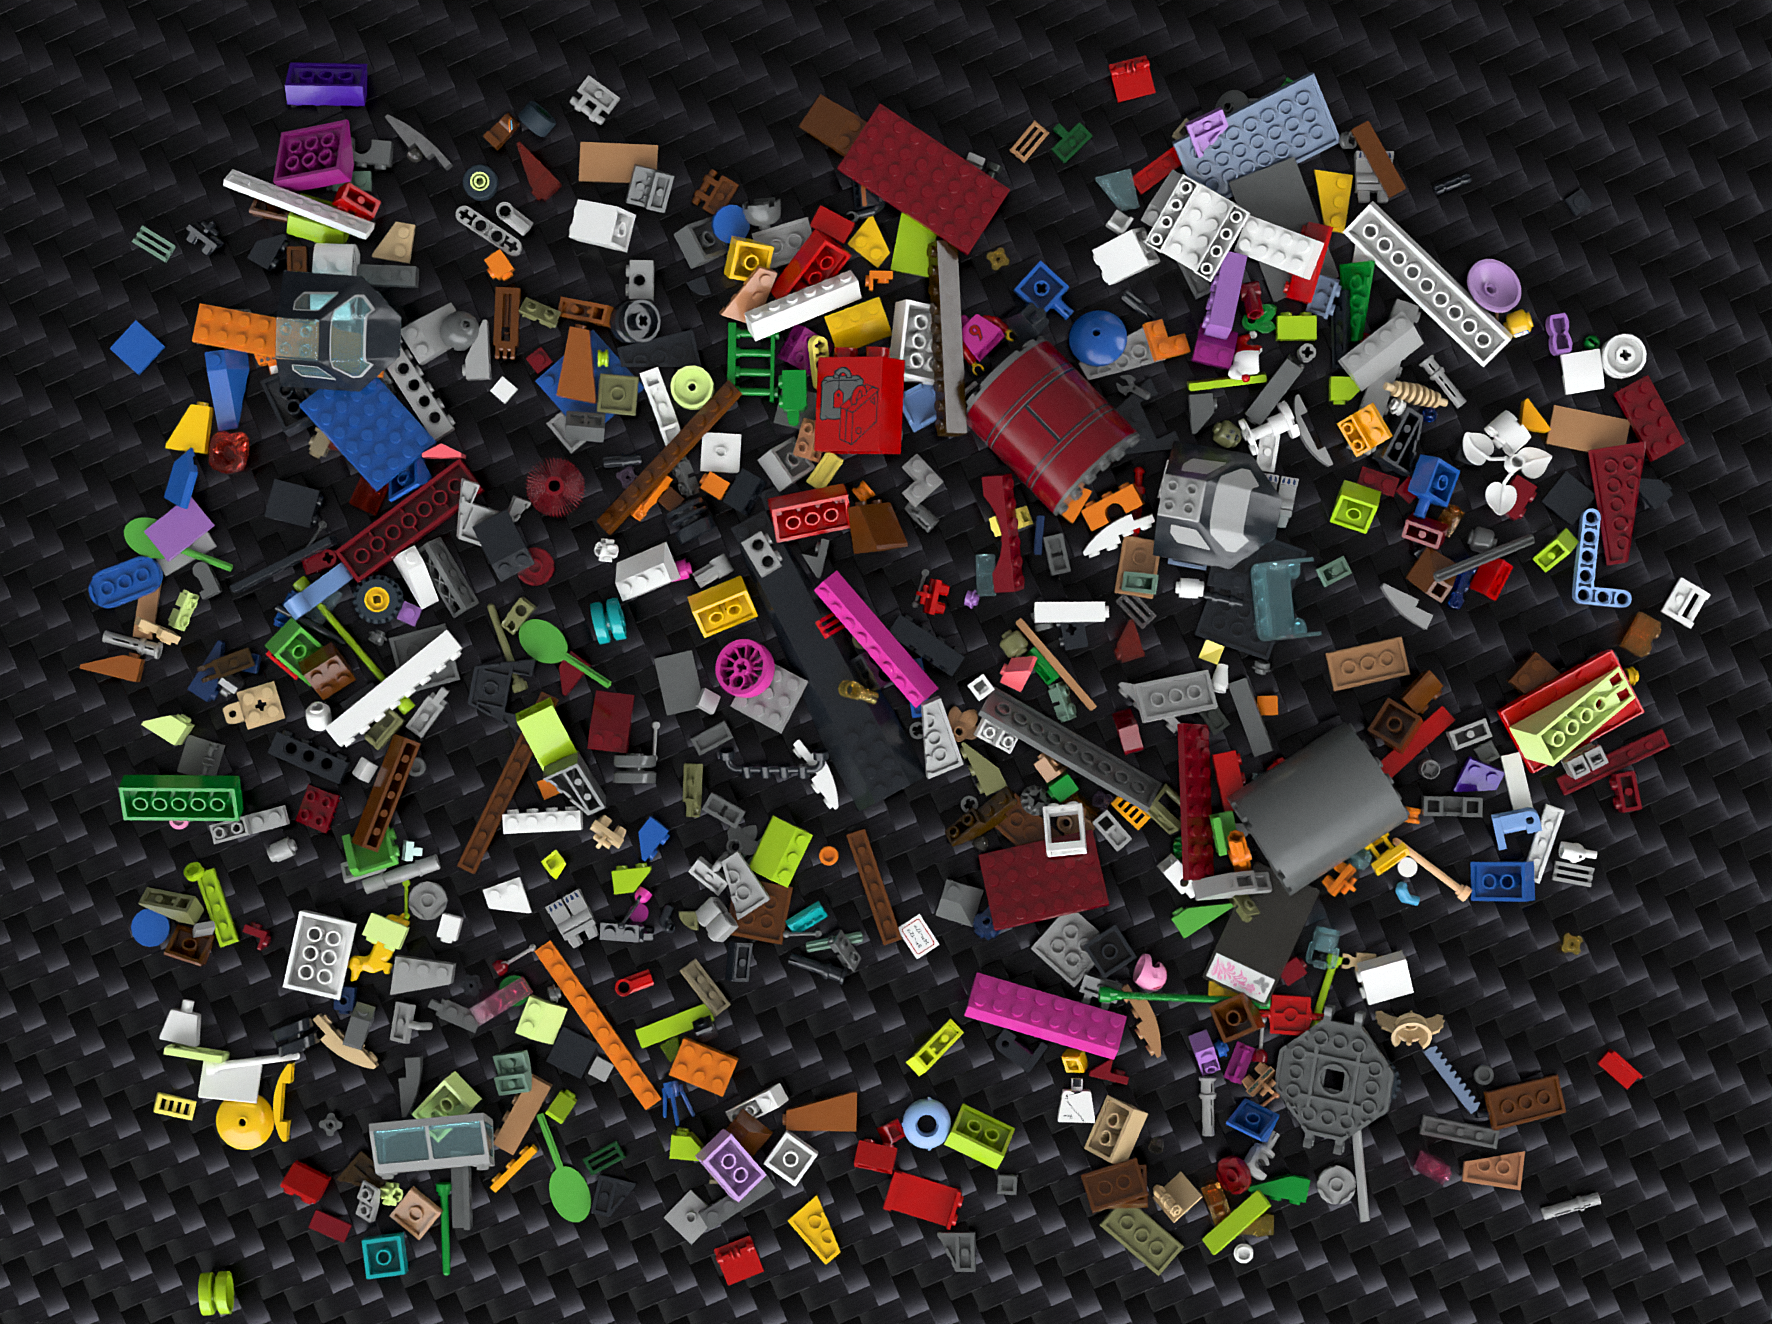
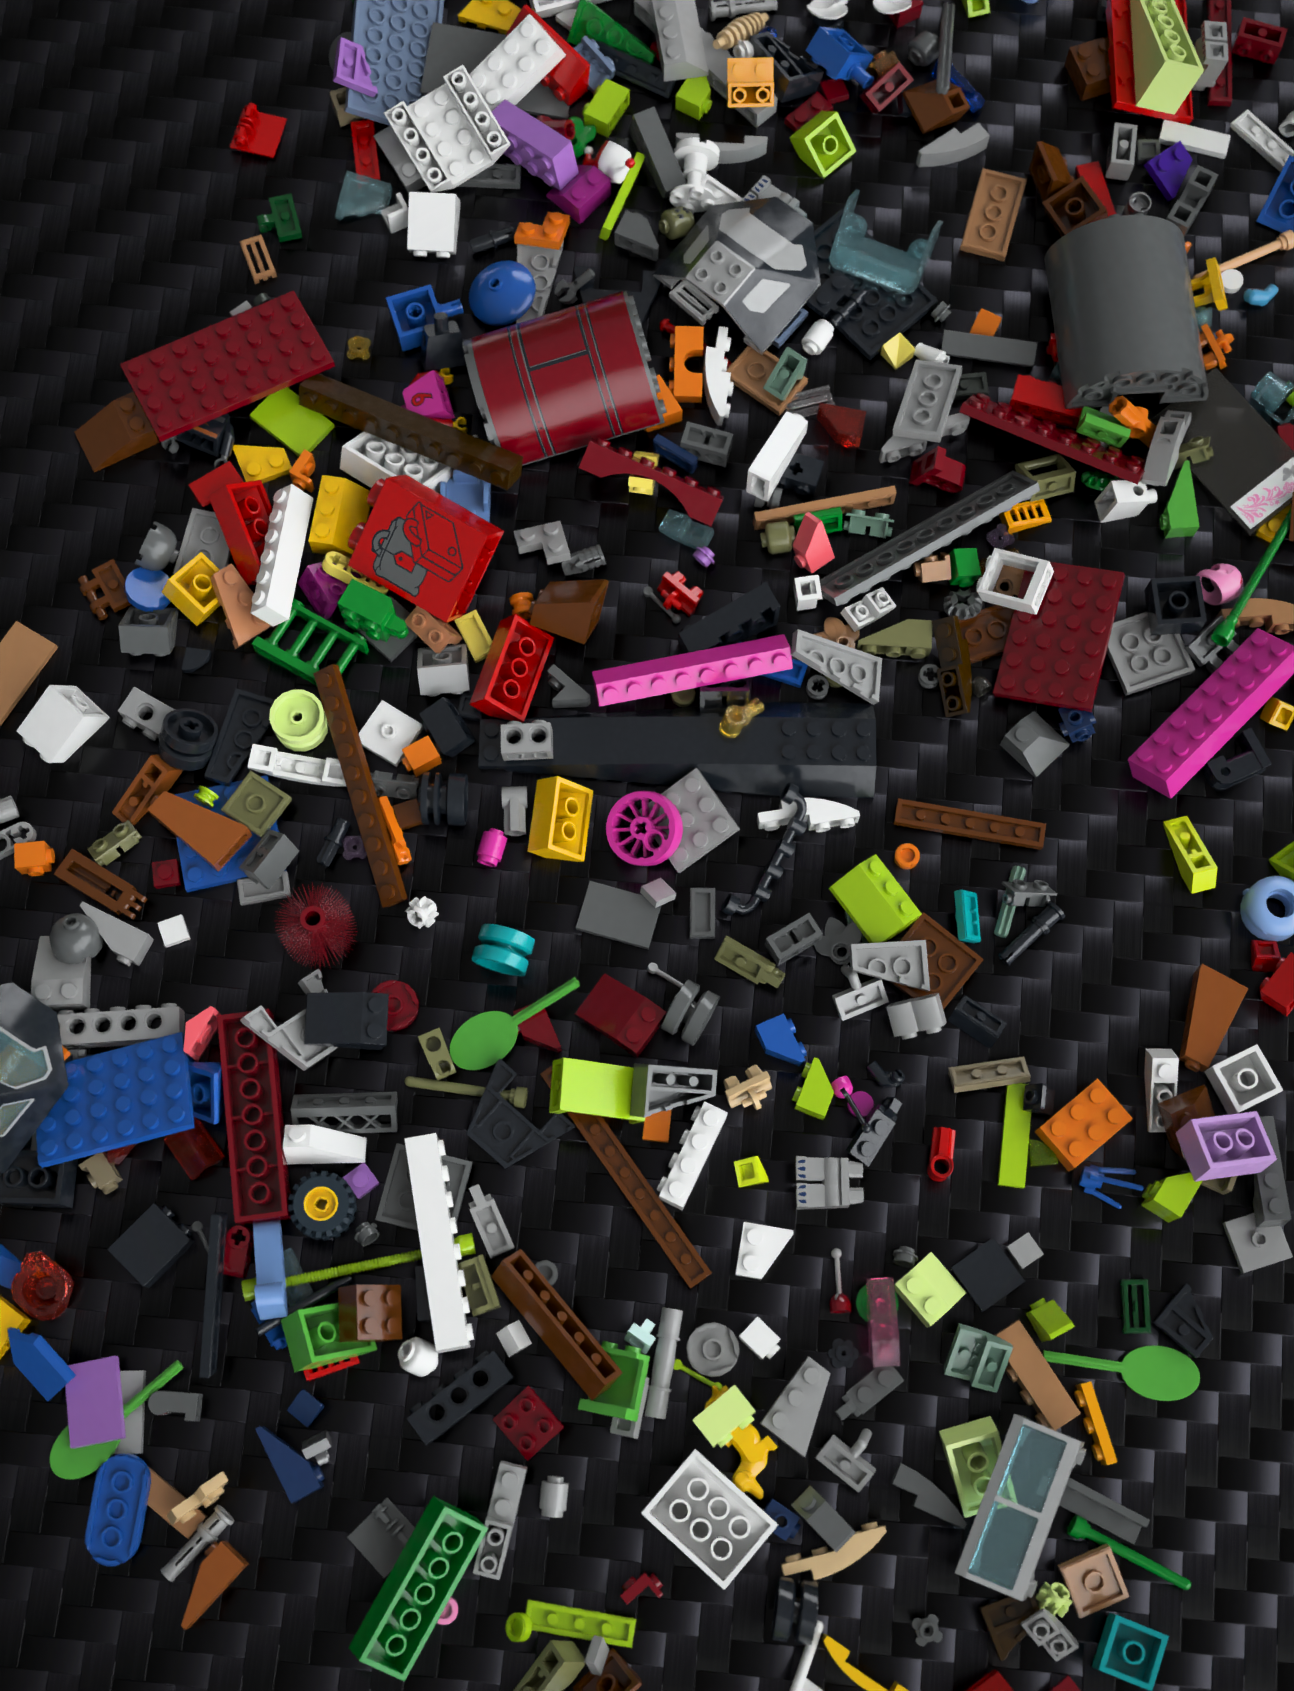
camera: 65 degrees left, 15 degrees down
(171, 728) = (324, 1551): yellowish green slope -> none
(180, 618) = (203, 1464): yellowish green hinge -> none
(228, 664) = (291, 1431): dark brown hinge -> none
(246, 708) = (360, 1444): tan plate -> none
(598, 1025) = (969, 1225): orange plate -> none
(645, 572) = (472, 879): white slope -> none
(649, 188) = (55, 652): slope -> none
(689, 919) = (898, 1050): olive tile -> none
(817, 933) = (989, 915): dark grey hinge -> none
(823, 628) = (647, 702): red tile -> none
(918, 936) = (1051, 808): white sticker -> none
(1112, 830) = (1036, 542): light grey brick -> none
(1311, 349) = (636, 104): light grey bush -> none
(1333, 571) = (879, 198): sand green slope -> none
(1491, 578) = (968, 58): red panel -> none
(1515, 821) = (1236, 155): medium blue piece -> none

